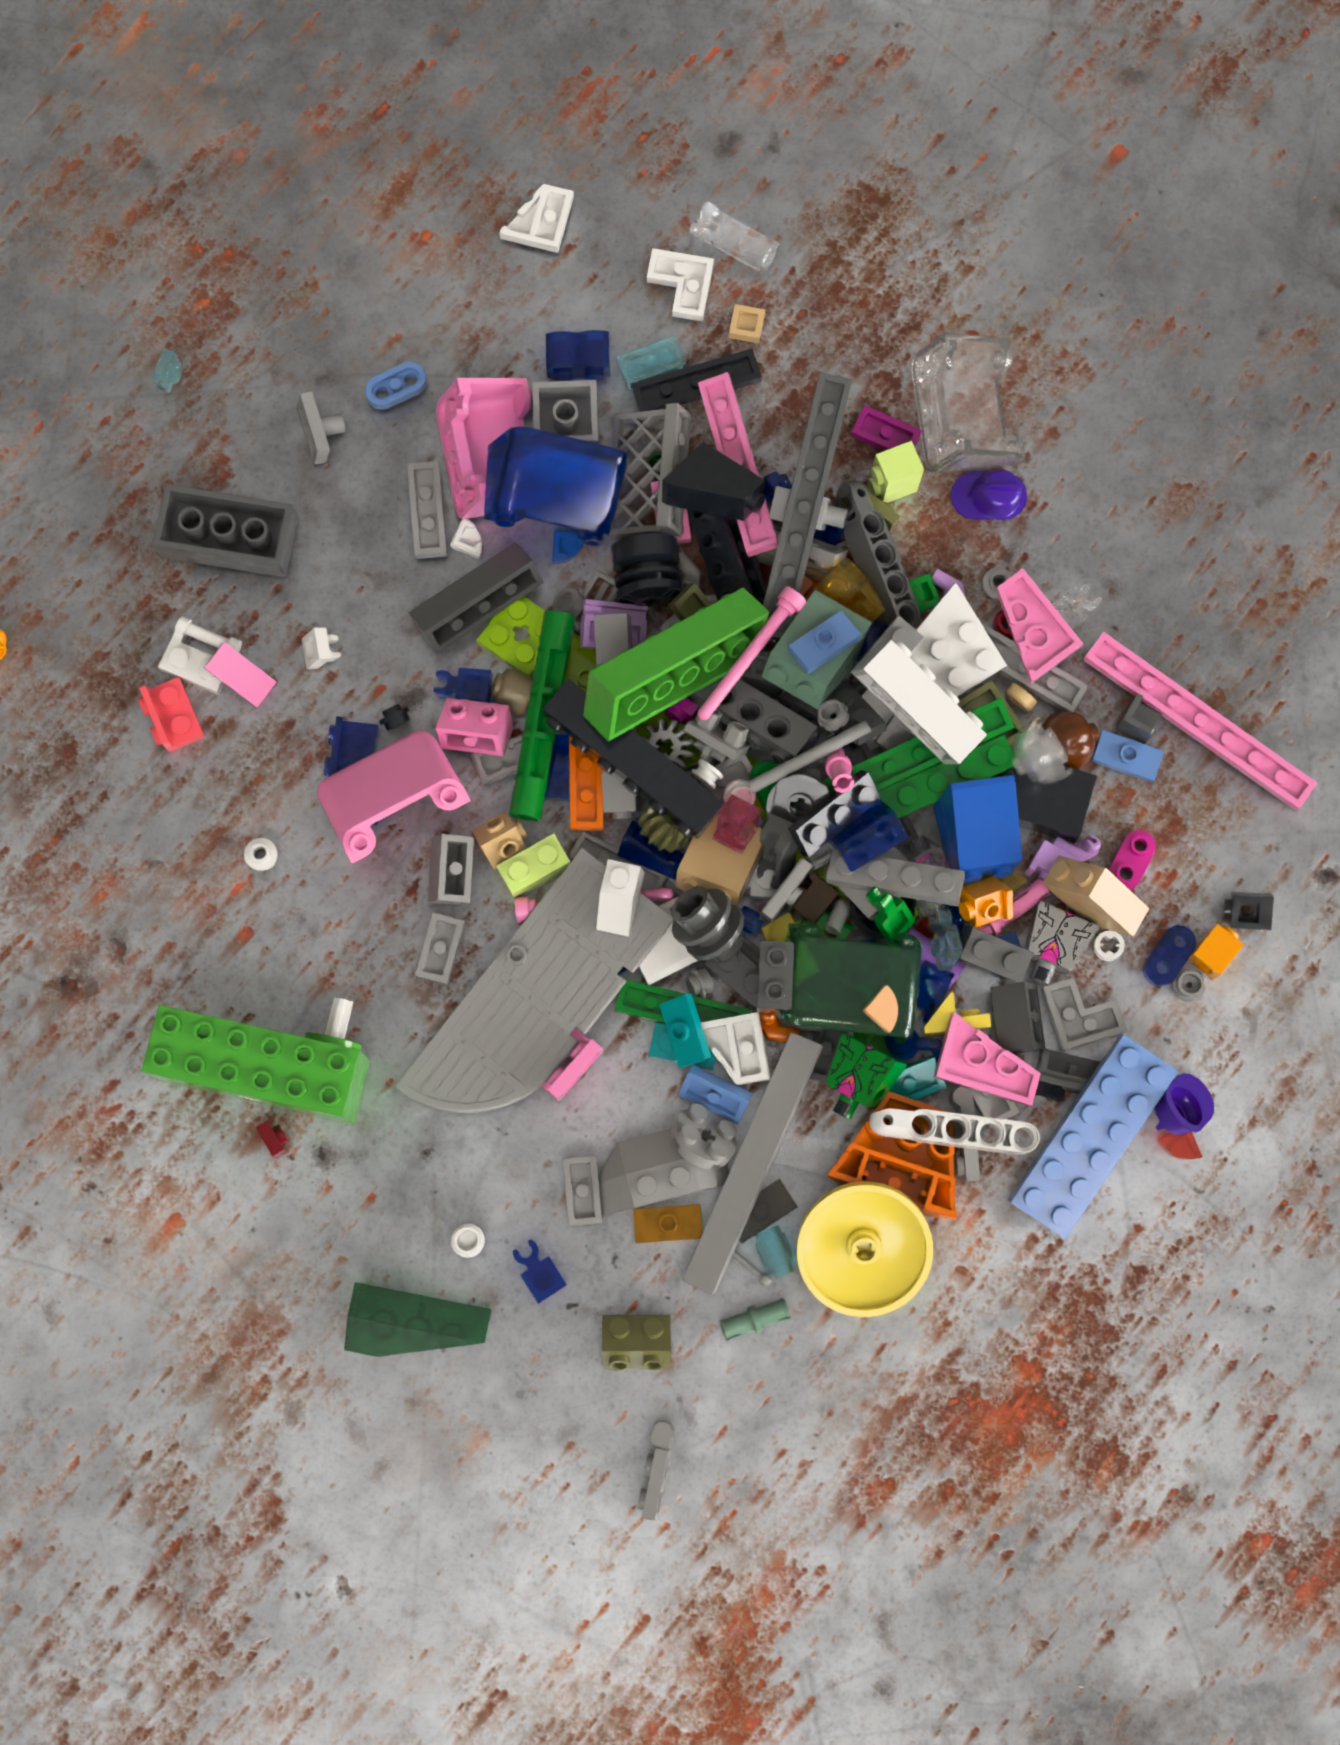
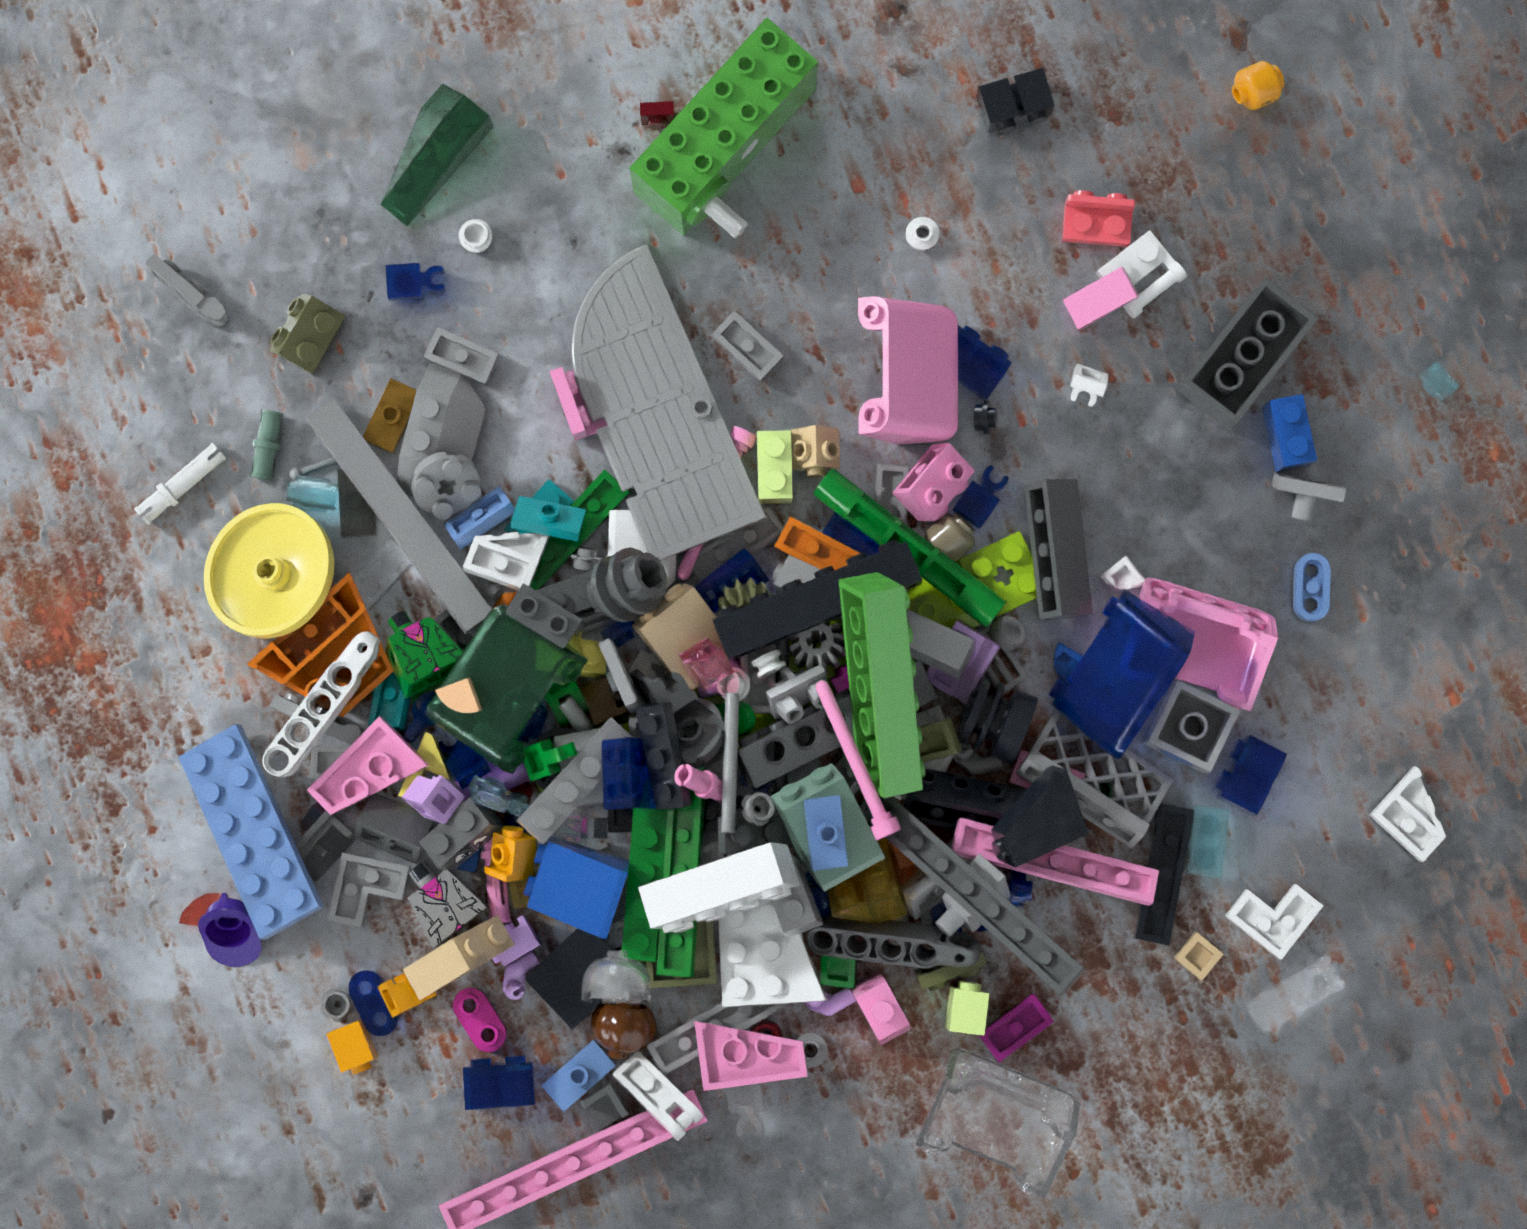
camera: 120 degrees right, 5 degrees up
(100, 836) = (1011, 104): none -> black piece
(275, 464) = (1289, 433): none -> blue brick
(427, 510) = (1171, 551): light grey plate -> none
(450, 869) = (811, 390): light grey brick -> none
(619, 897) = (698, 522): white slope -> none
(831, 1376) = (179, 484): none -> white pin
(934, 541) = (880, 1008): none -> bright pink torso
(977, 990) = (433, 798): none -> lavender brick
(989, 495) = (902, 1094): dark purple piece -> none
(1020, 697) = (688, 1005): tan tile -> none
(1107, 680) = (657, 1094): none -> white plate
(1108, 935) = (405, 946): white bush -> none
(1152, 933) = (401, 995): none -> light orange brick
(1173, 814) = (499, 1084): none -> clear blue brick
(1258, 919) = (360, 1099): black brick -> none

